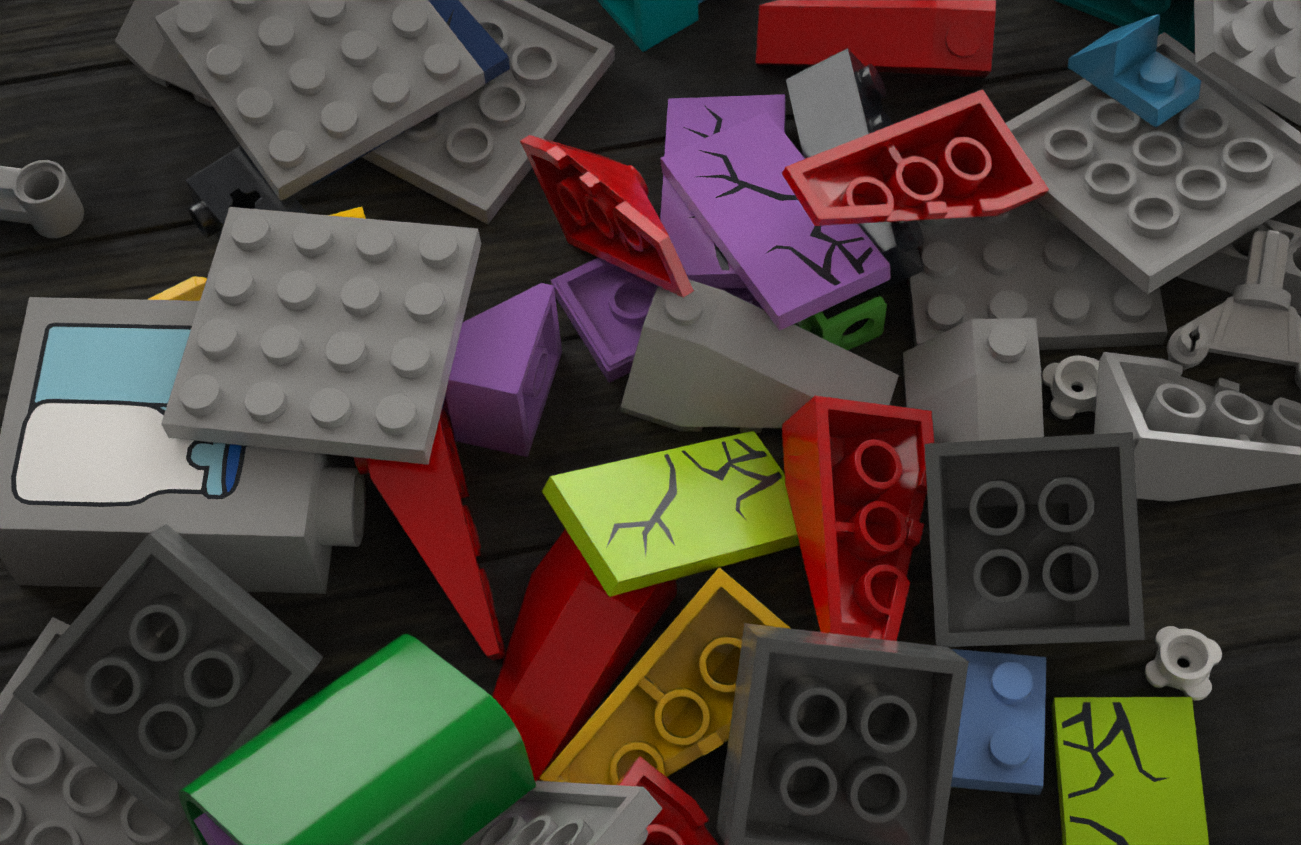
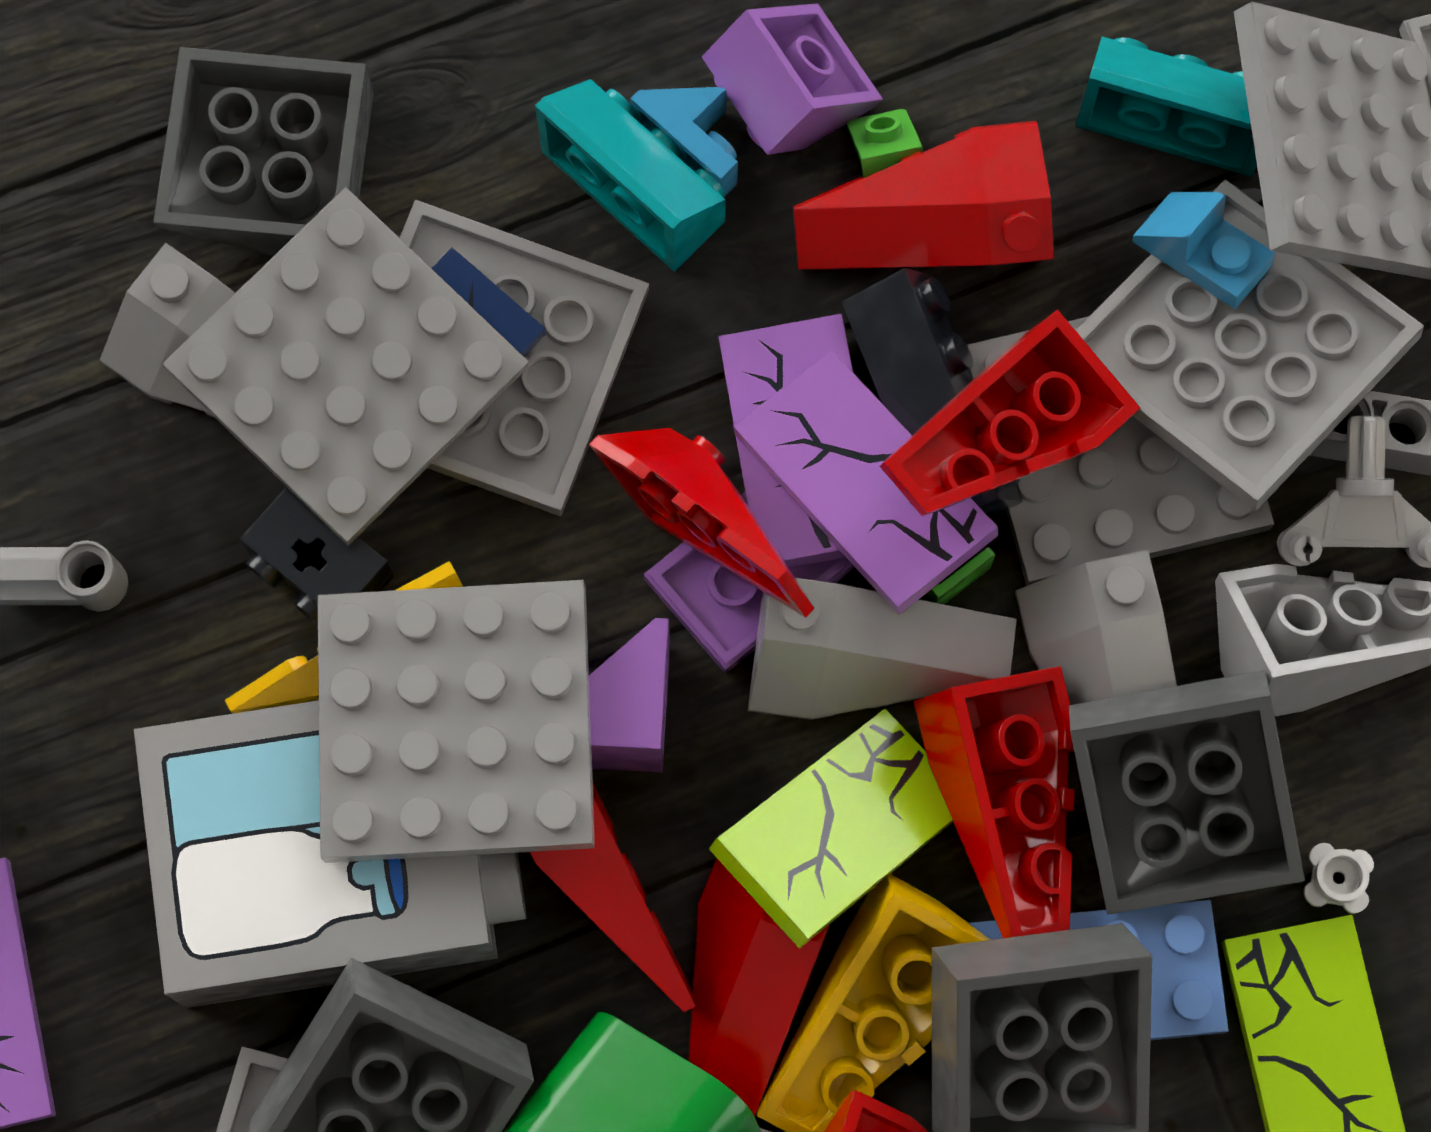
camera: 15 degrees left, 15 degrees up
(1062, 376) = (1177, 593): white plate -> none

